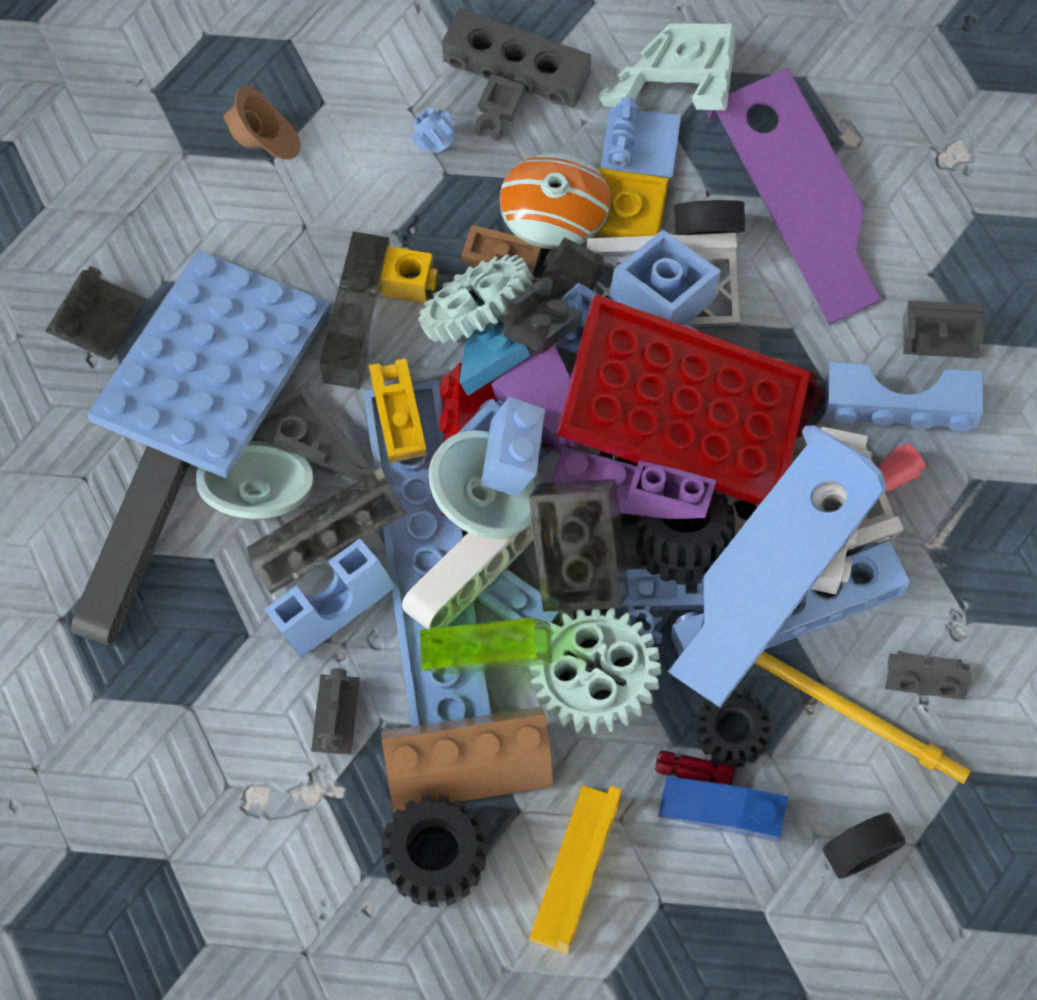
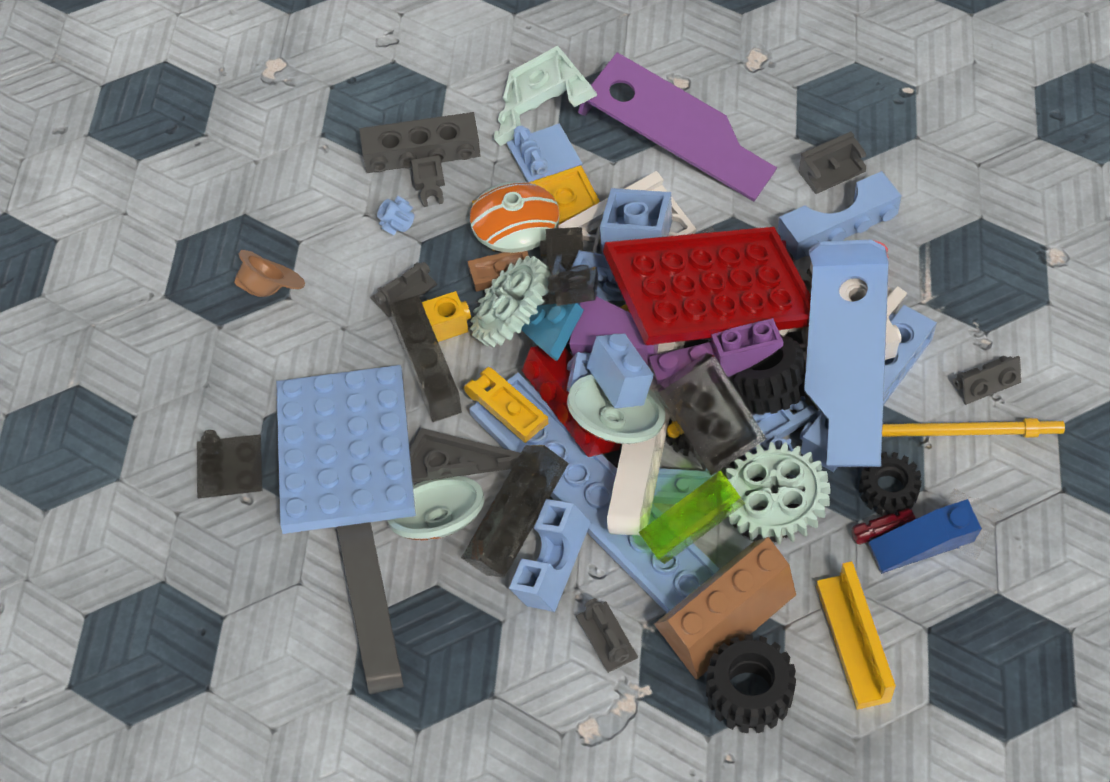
camera: 30 degrees left, 10 degrees down
(391, 219) = (410, 284): none -> dark grey hinge
(709, 217) = (631, 168): black tyre -> none
(864, 845) = (1036, 504): black tyre -> none

